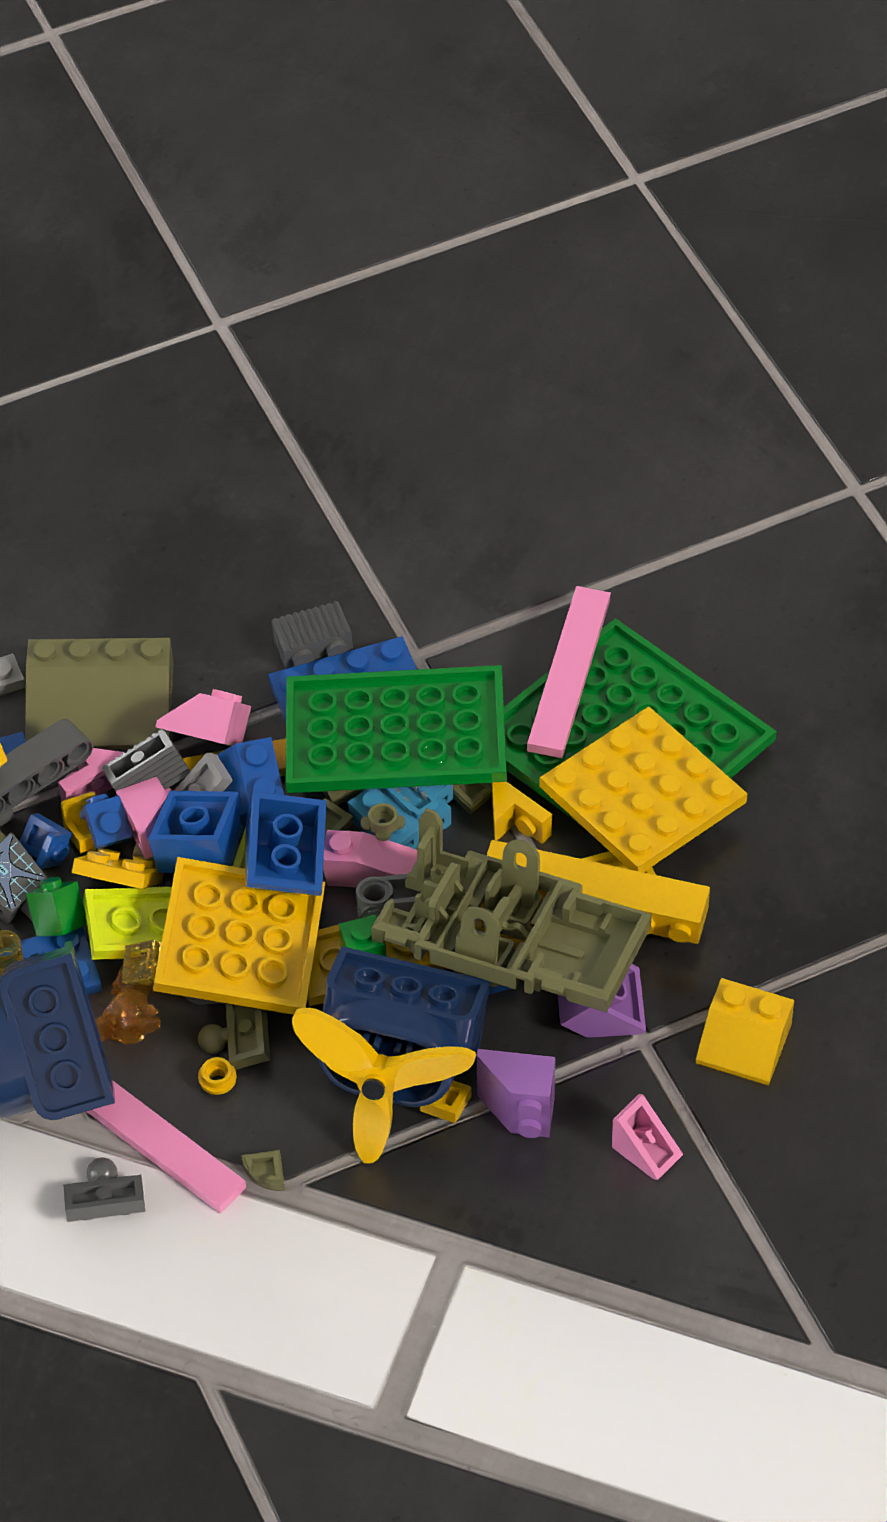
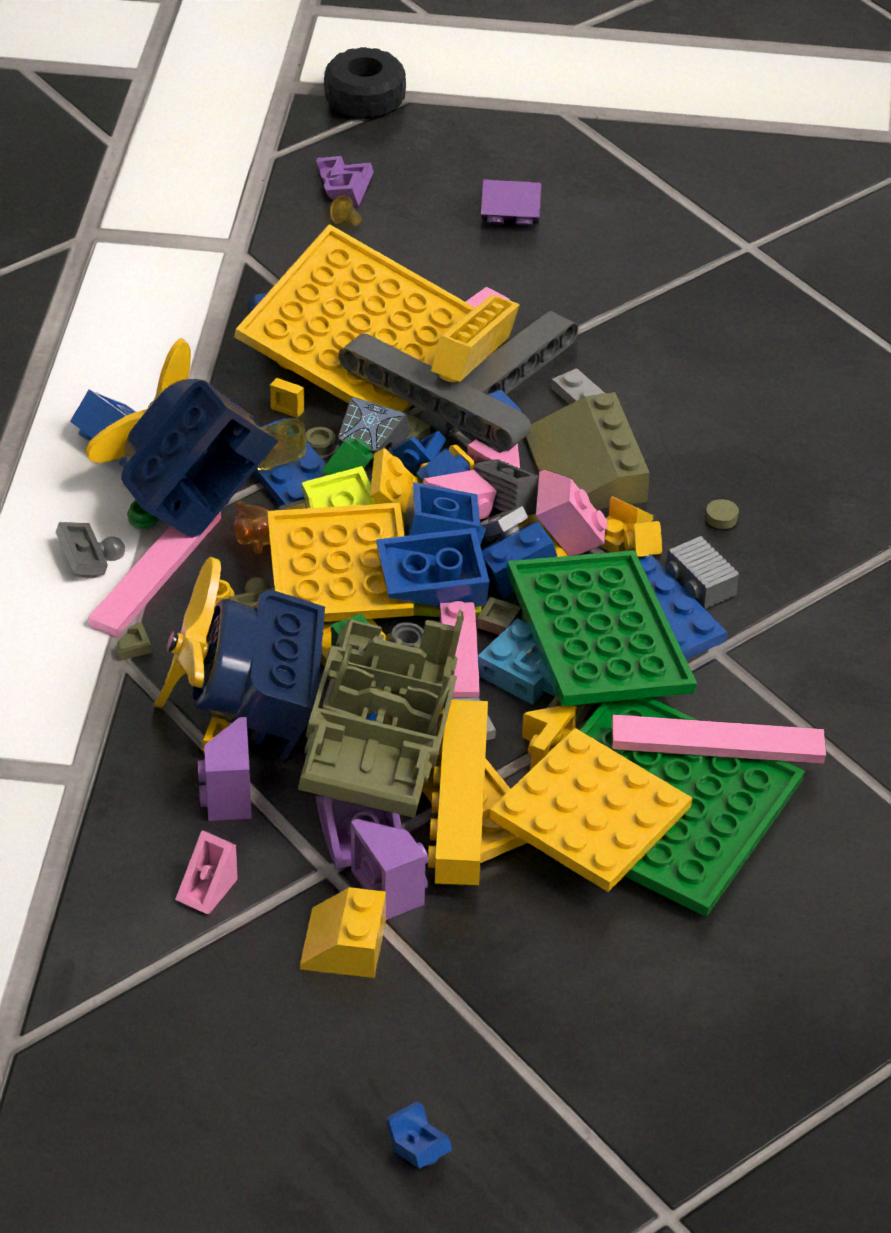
camera: 75 degrees right, 10 degrees down
(57, 1142) = (140, 517): none -> green plate
(205, 678) = (619, 516): none -> yellow slope
(220, 602) = (722, 514): none -> olive tile
(254, 673) = (643, 538): none -> yellow bracket
(382, 813) = (491, 632): olive plate -> none
(683, 974) = (389, 862): none -> medium lavender slope

